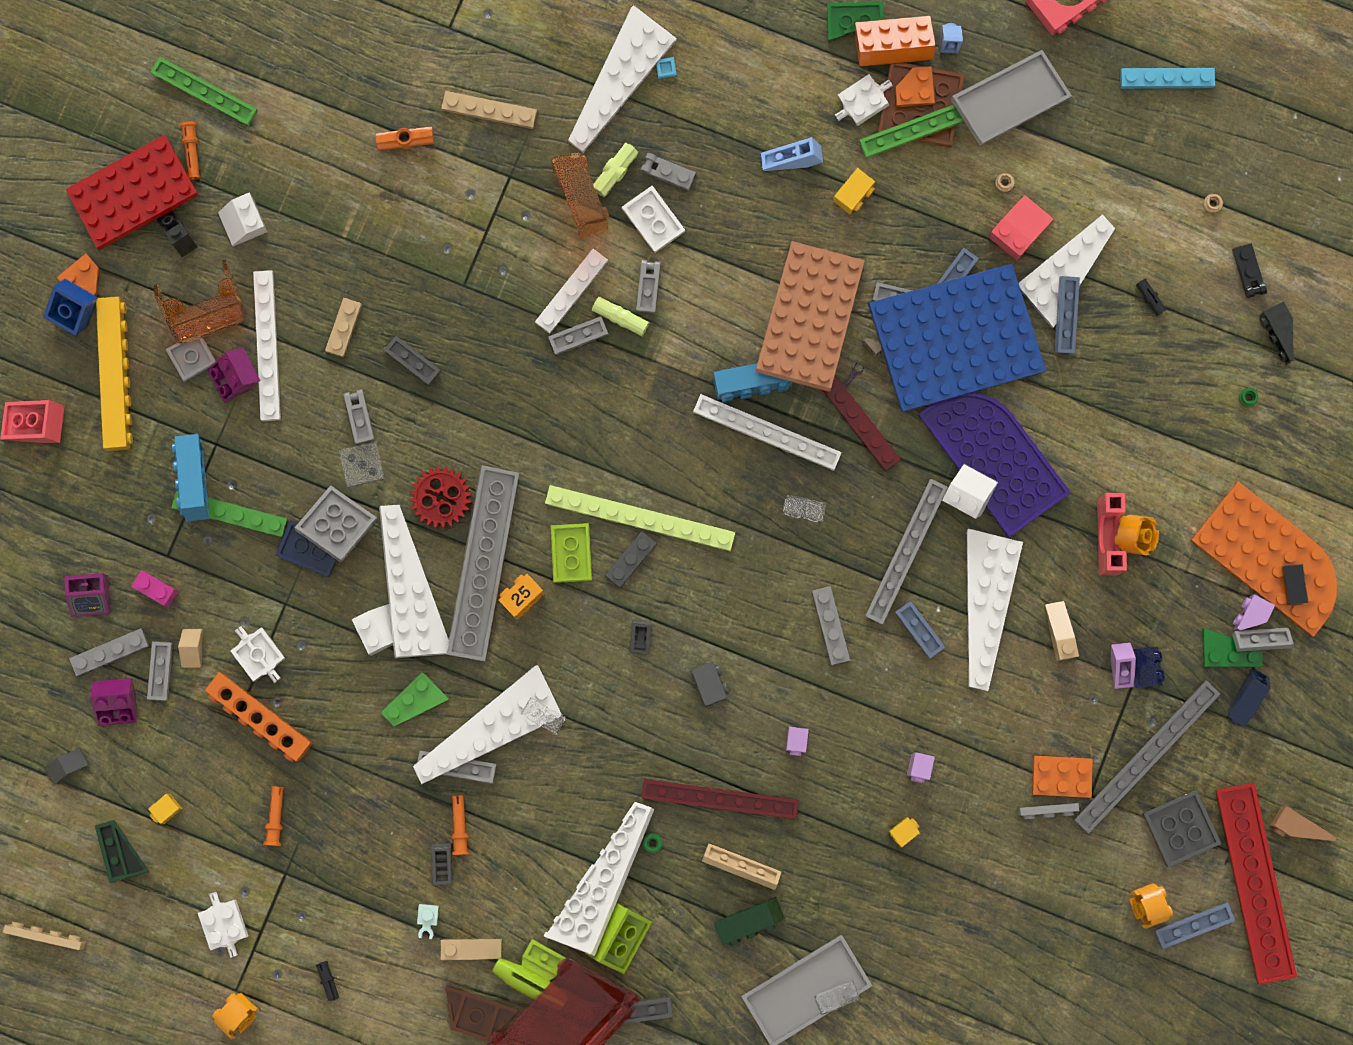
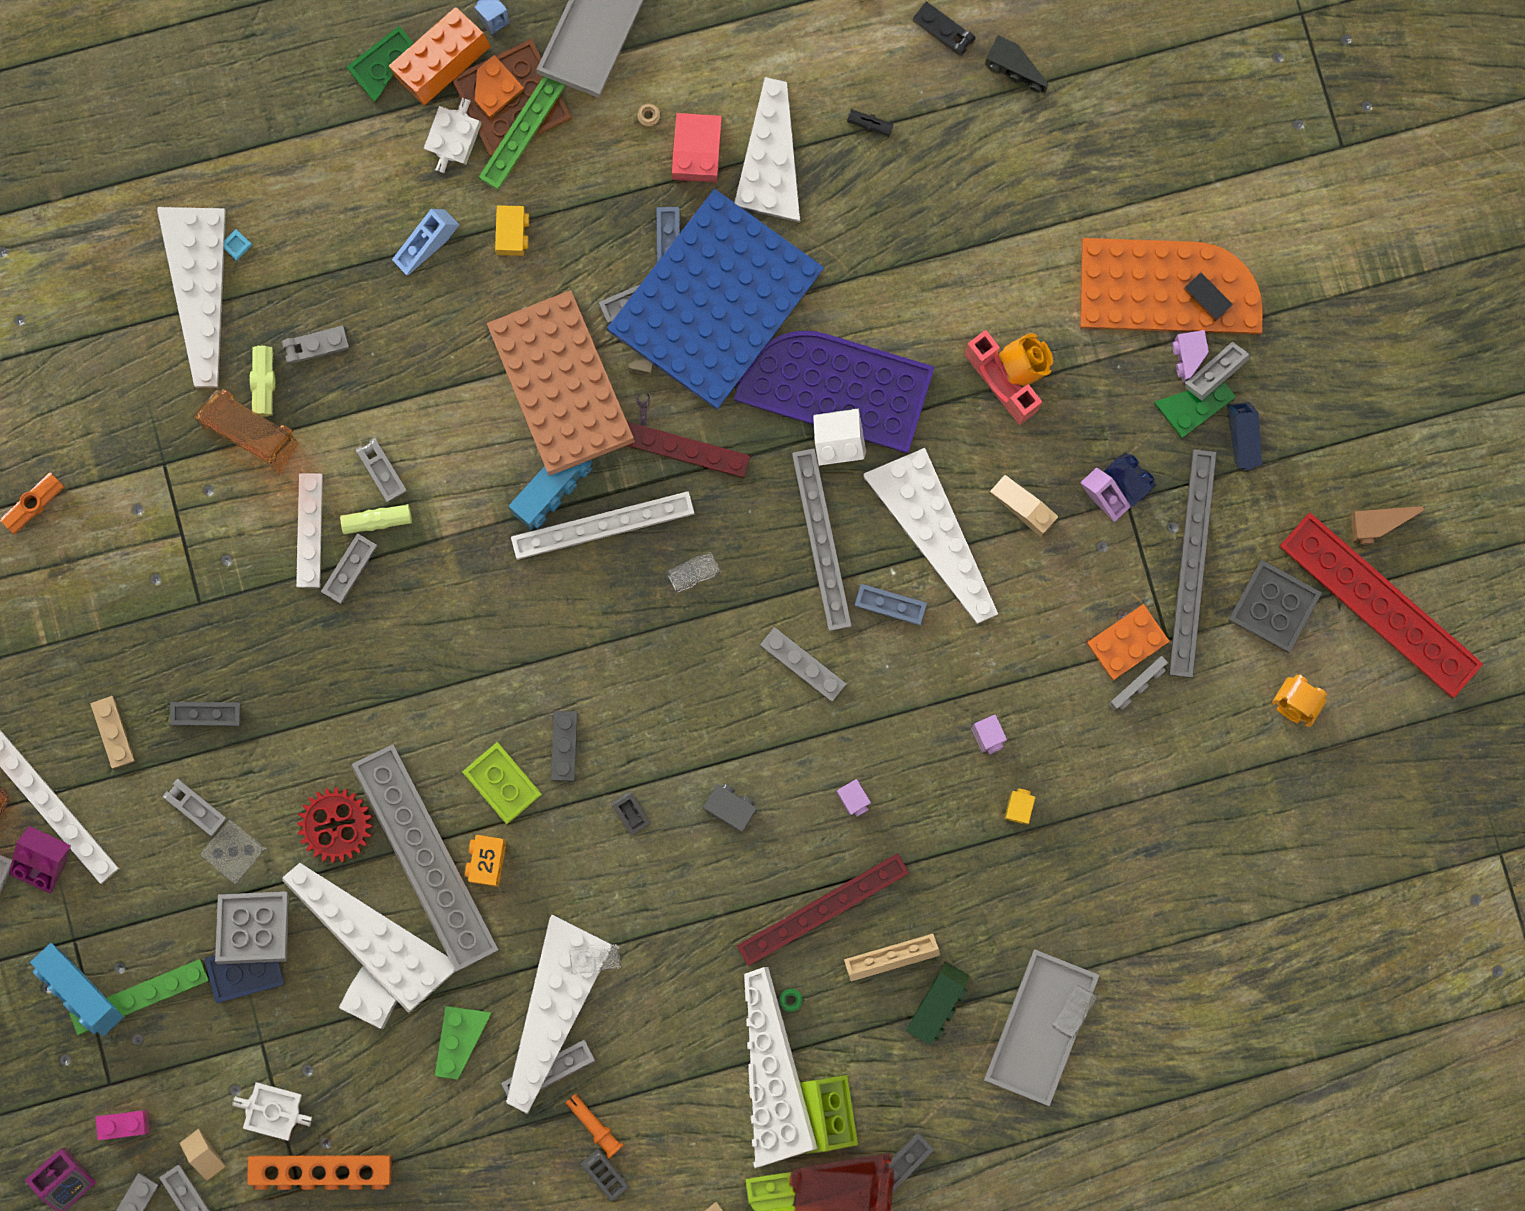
camera: 40 degrees left, 0 degrees up
(489, 110) = (93, 413): tan plate -> none
(640, 518) = (542, 699): yellowish green plate -> none
(653, 219) = (336, 401): white plate -> none
(1067, 314) = (803, 199): sand blue plate -> none
(1194, 925) = (1354, 688): sand blue plate -> none
(1254, 397) = (1033, 144): green plate -> none

